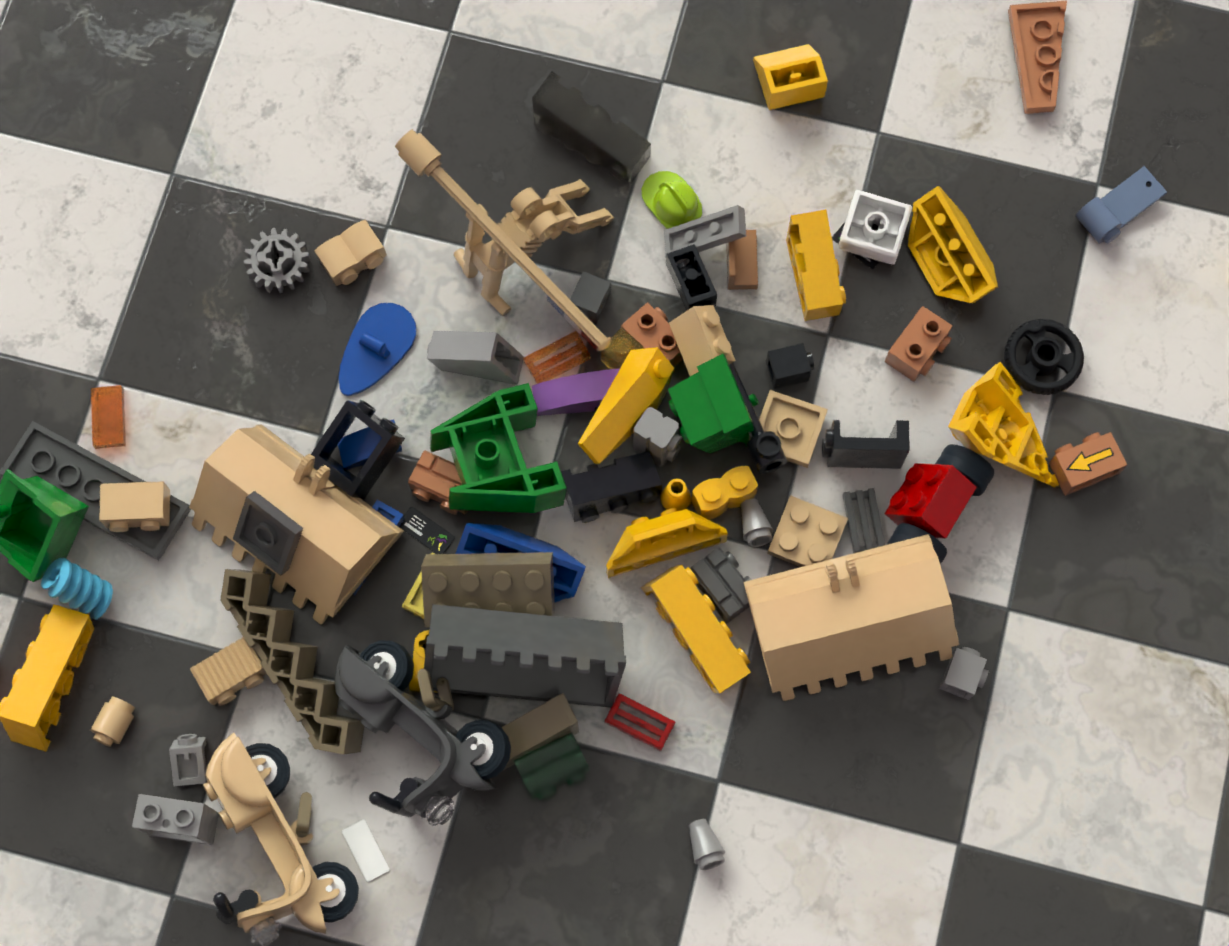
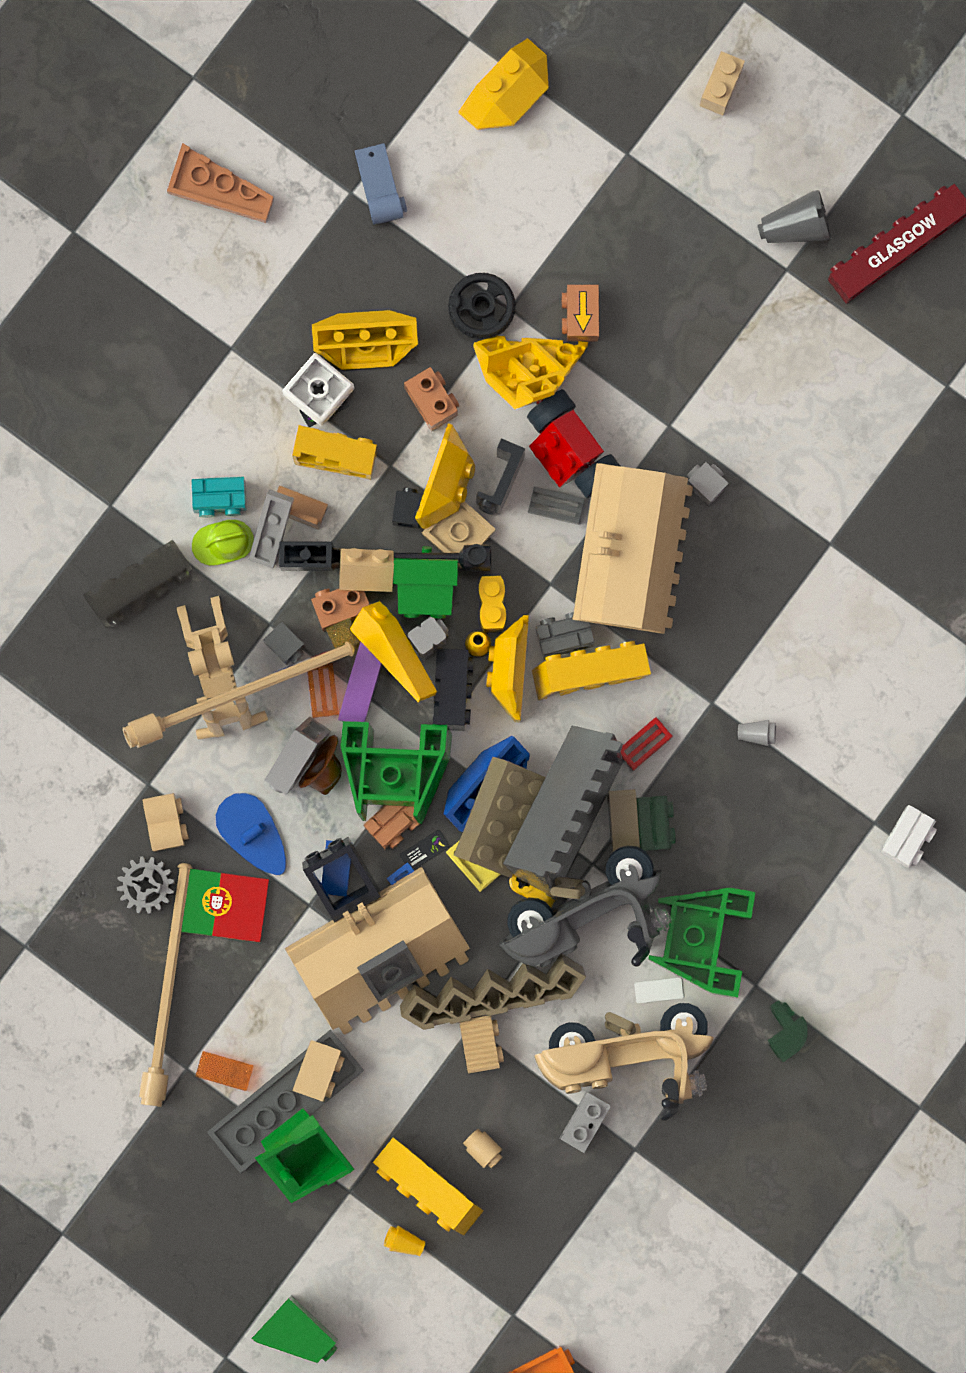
camera: 70 degrees left, 10 degrees up
(77, 587) = (369, 1138): medium azure piece -> none
(188, 760) = (537, 1100): light grey bracket -> none
(279, 334) = (207, 906): none -> flag
(440, 865) = (696, 937): none -> green wedge
(466, 391) = (325, 768): none -> reddish brown piece
(718, 175) = (219, 495): none -> teal brick
(755, 524) = (525, 590): light grey cone -> none
(791, 76) = (153, 398): yellow slope -> none
(806, 533) = (550, 554): tan plate -> none
(838, 386) = (447, 480): none -> yellow wedge

